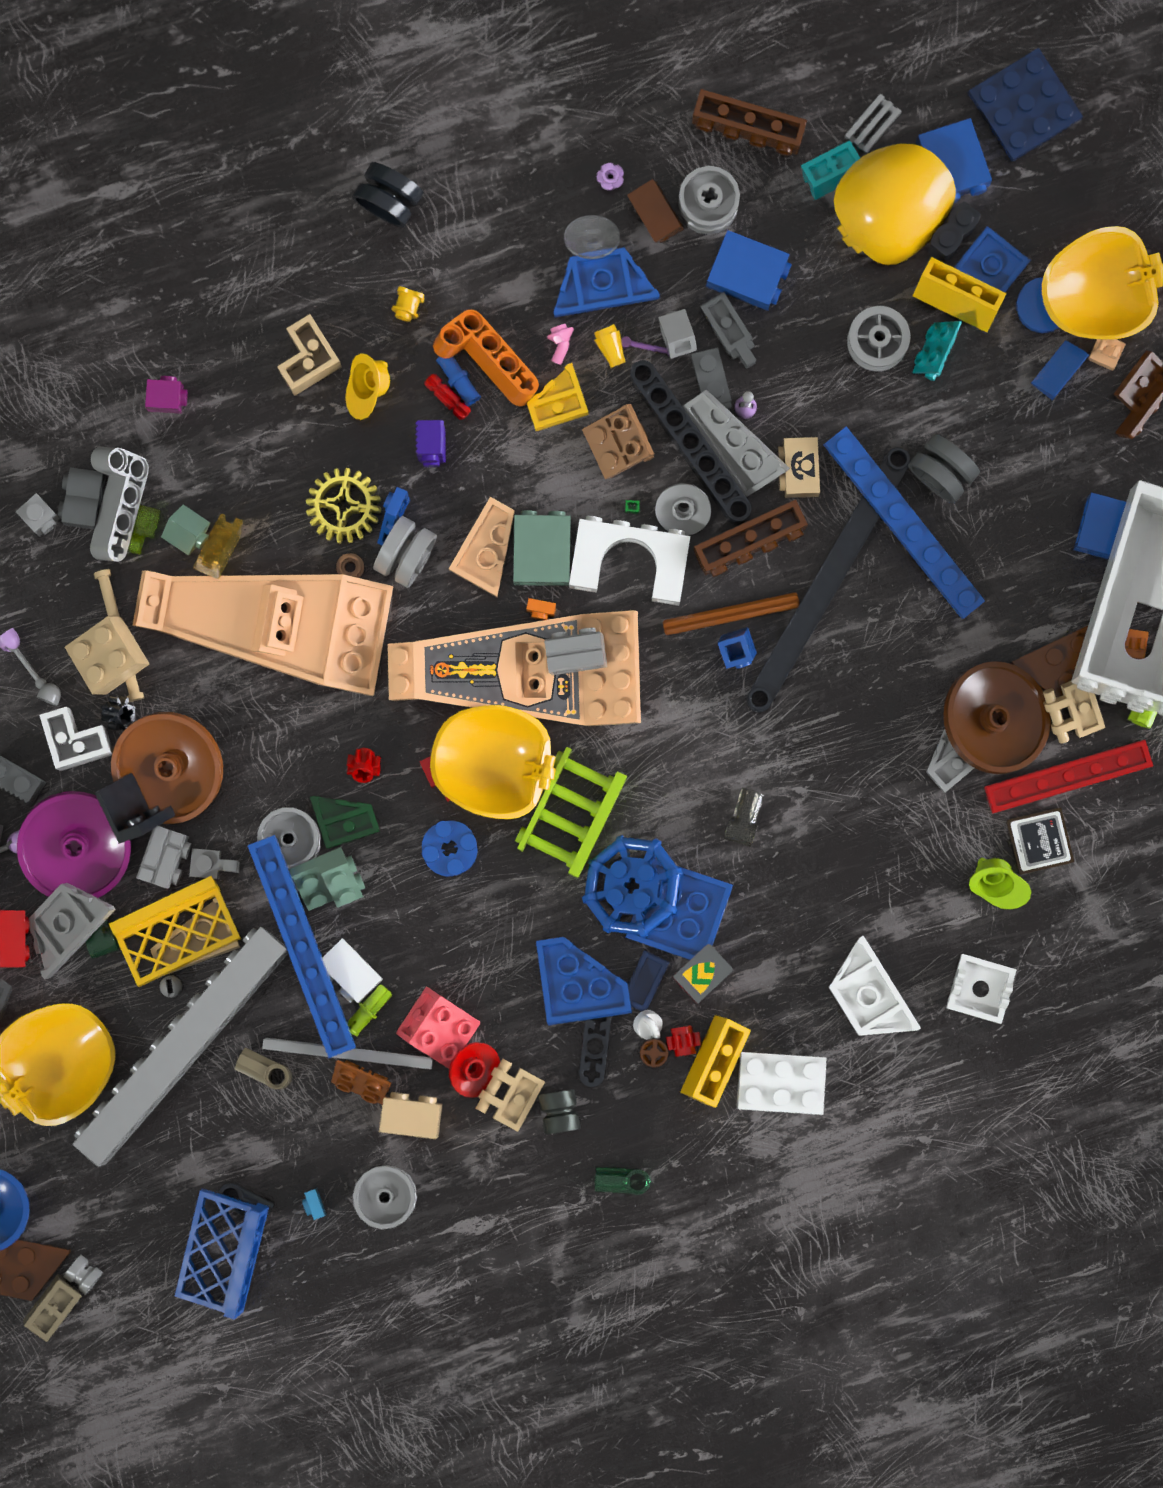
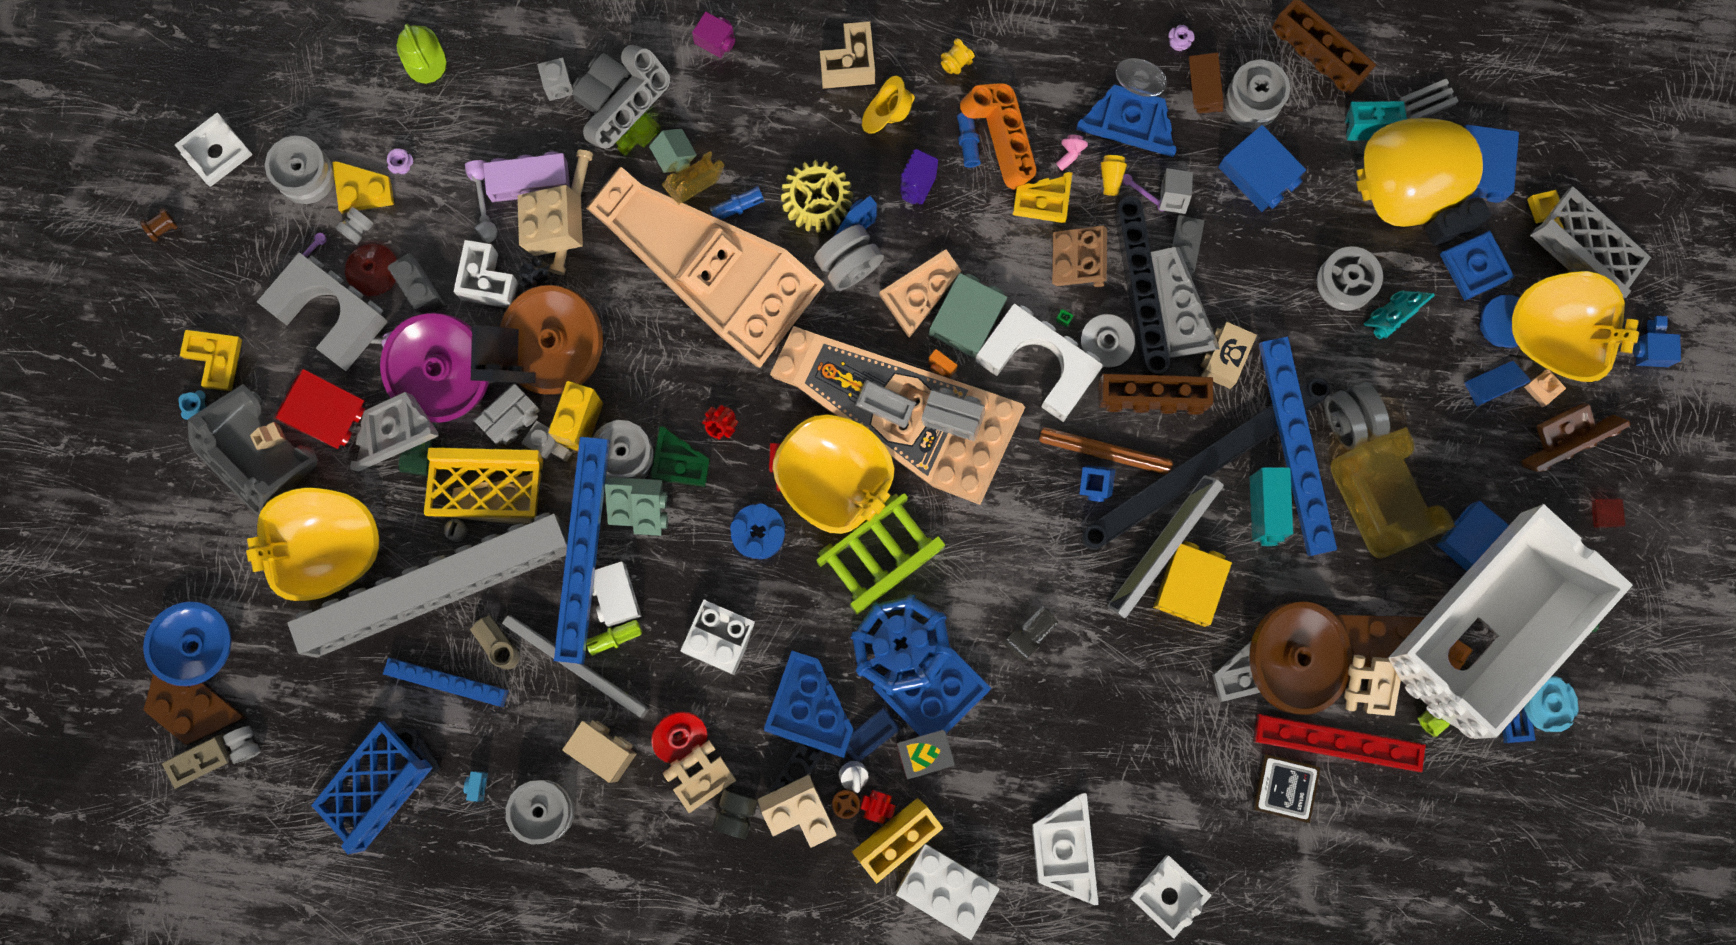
camera: 25 degrees right, 5 degrees down
(60, 622) = (524, 175): none -> lavender brick
(230, 828) = (575, 415): none -> yellow brick
(237, 1127) = (445, 682): none -> blue piece
(272, 550) = (737, 204): none -> blue pin
(350, 558) = (798, 243): medium nougat plate -> none
(350, 1078) = (565, 689): dark orange hinge -> none
(437, 1027) = (666, 683): coral bracket -> none
(447, 396) = (951, 150): red axle -> none
(464, 962) = (718, 637): none -> white slope
(508, 673) = (885, 403): none -> light grey tile
(611, 1075) = (797, 805): none -> tan brick
(618, 1180) = (756, 904): clear green piece -> none
(729, 329) = (1222, 210): dark grey hinge -> none
(745, 410) = (1203, 284): lavender hinge -> none
(827, 676) = (1165, 546): none -> tile
(868, 698) = (1193, 584): none -> yellow brick
(905, 592) = (1271, 505): none -> teal brick
(959, 294) = (1439, 274): yellow brick -> none
(999, 884) = (1232, 809): lime piece -> none
(1007, 528) = (1386, 496): none -> clear yellow windscreen
(1025, 104) = (1568, 147): dark blue plate -> none
(1031, 177) = (1543, 204): none -> yellow plate
(1078, 214) = (1576, 258): none -> light grey fence

